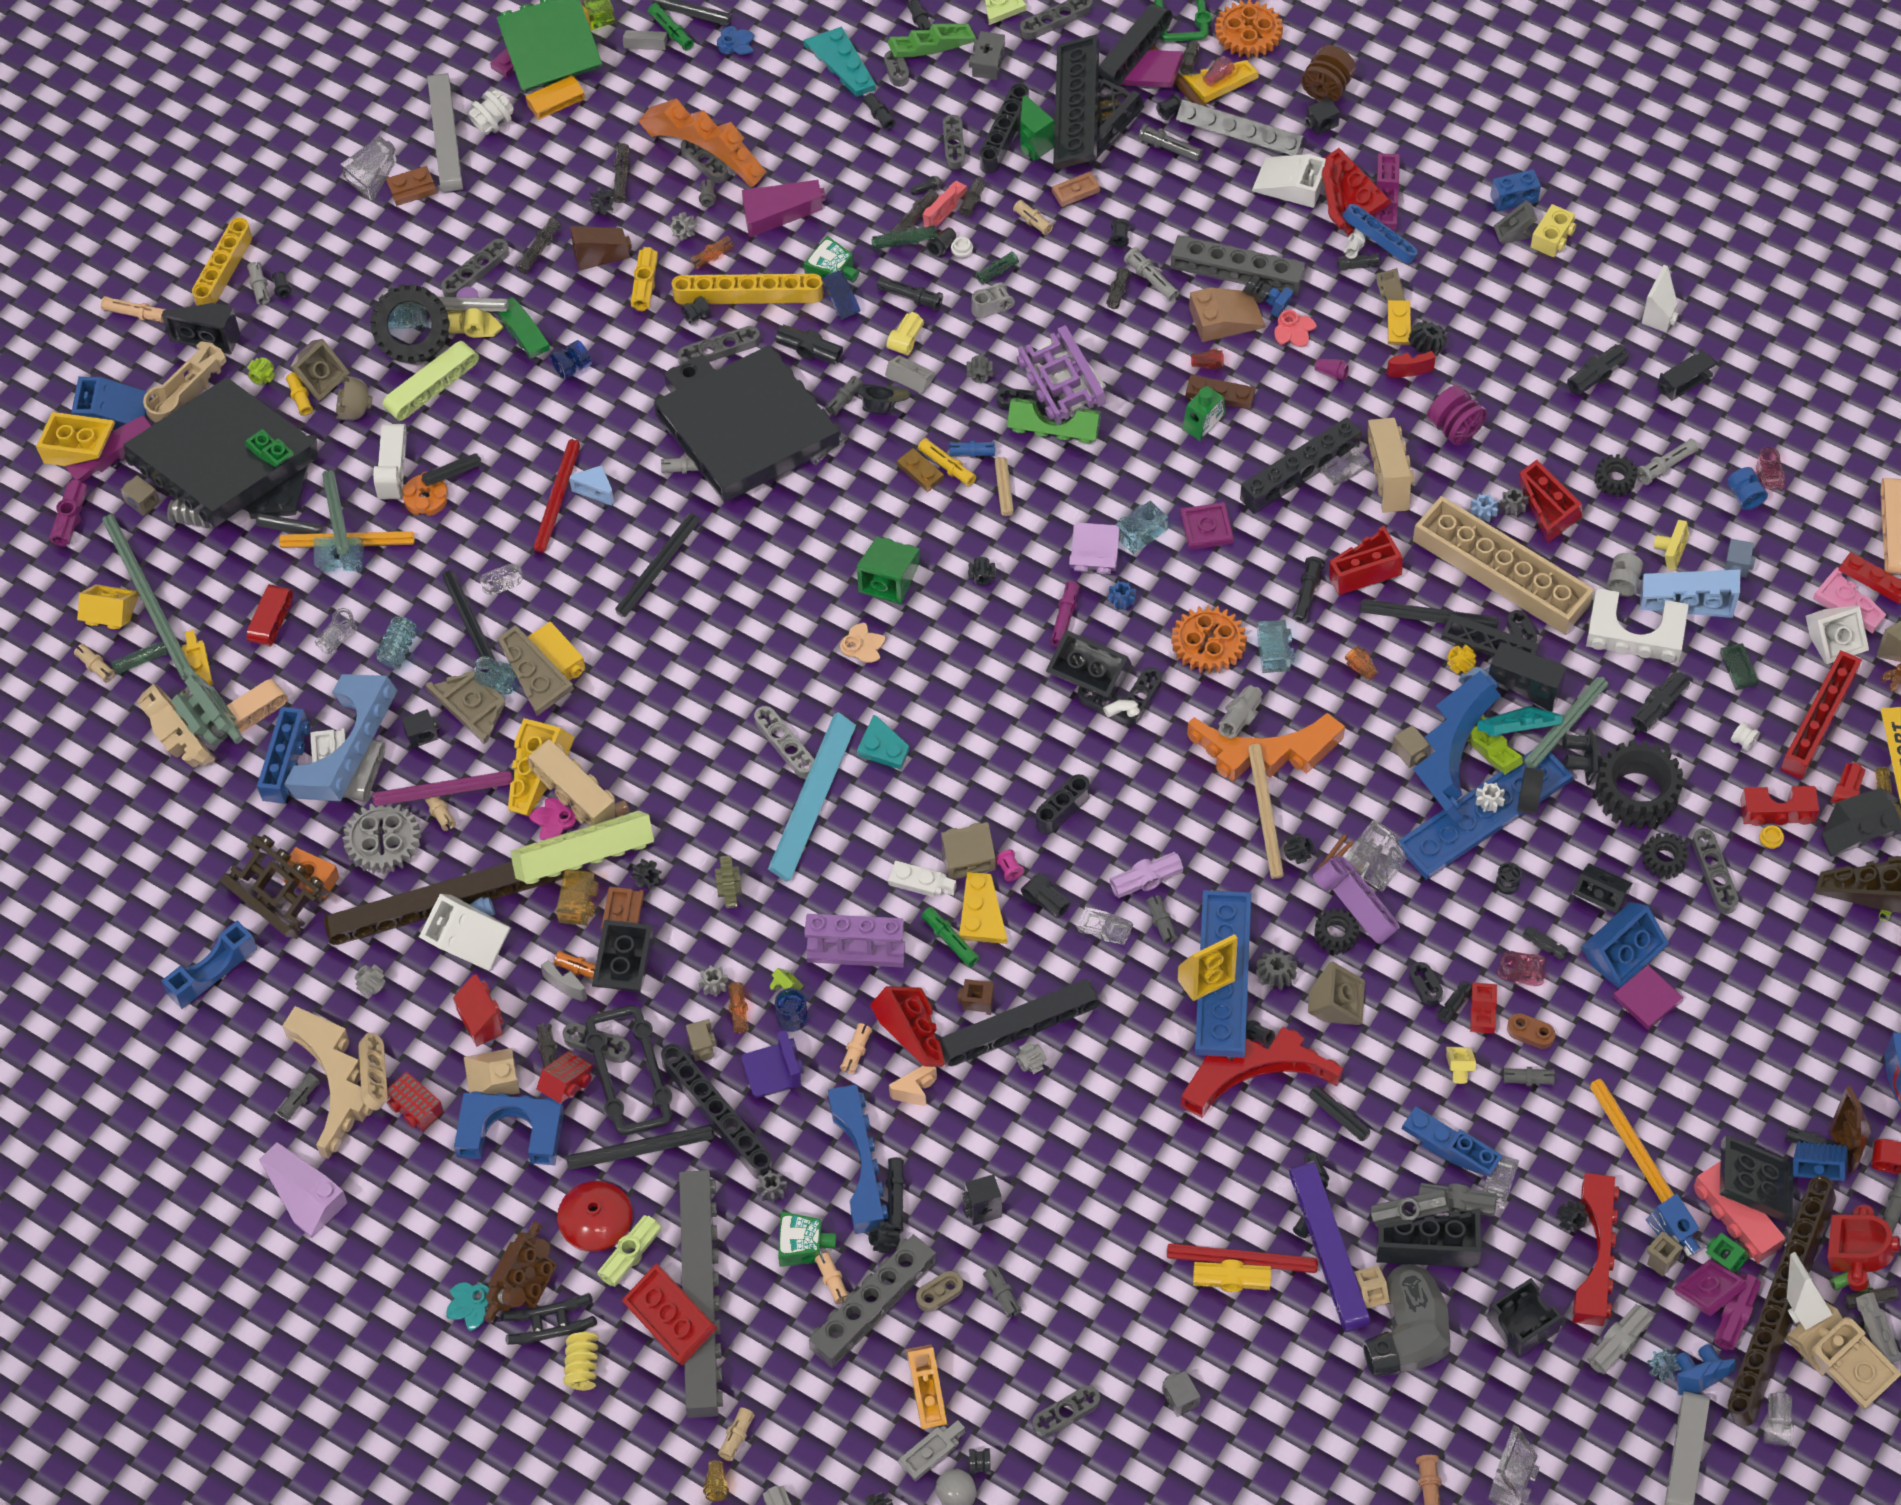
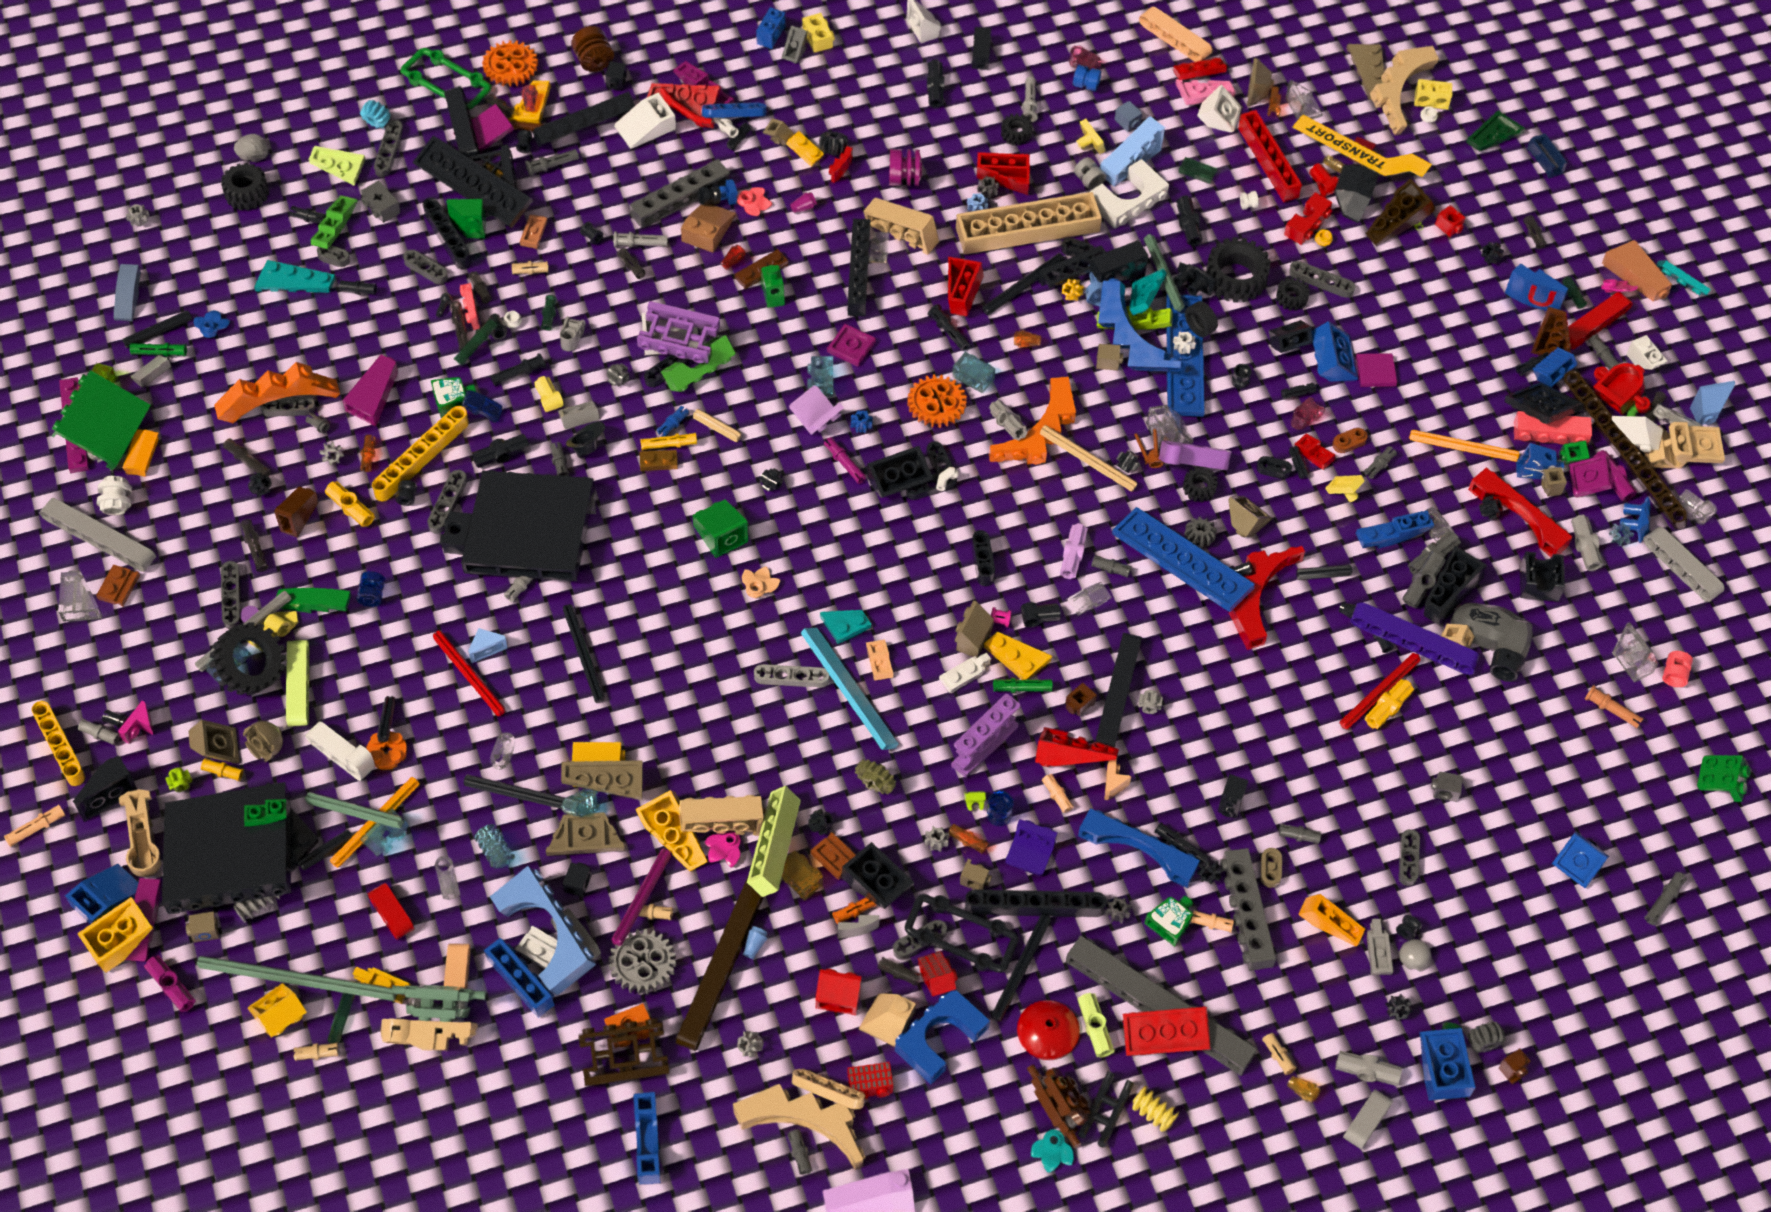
camera: 55 degrees left, 0 degrees up
(293, 299) = (137, 720): none -> dark pink slope
(464, 931) = (769, 958): white slope -> none
(869, 800) = (879, 660): none -> light nougat slope
(1209, 968) = (1183, 558): yellow slope -> none

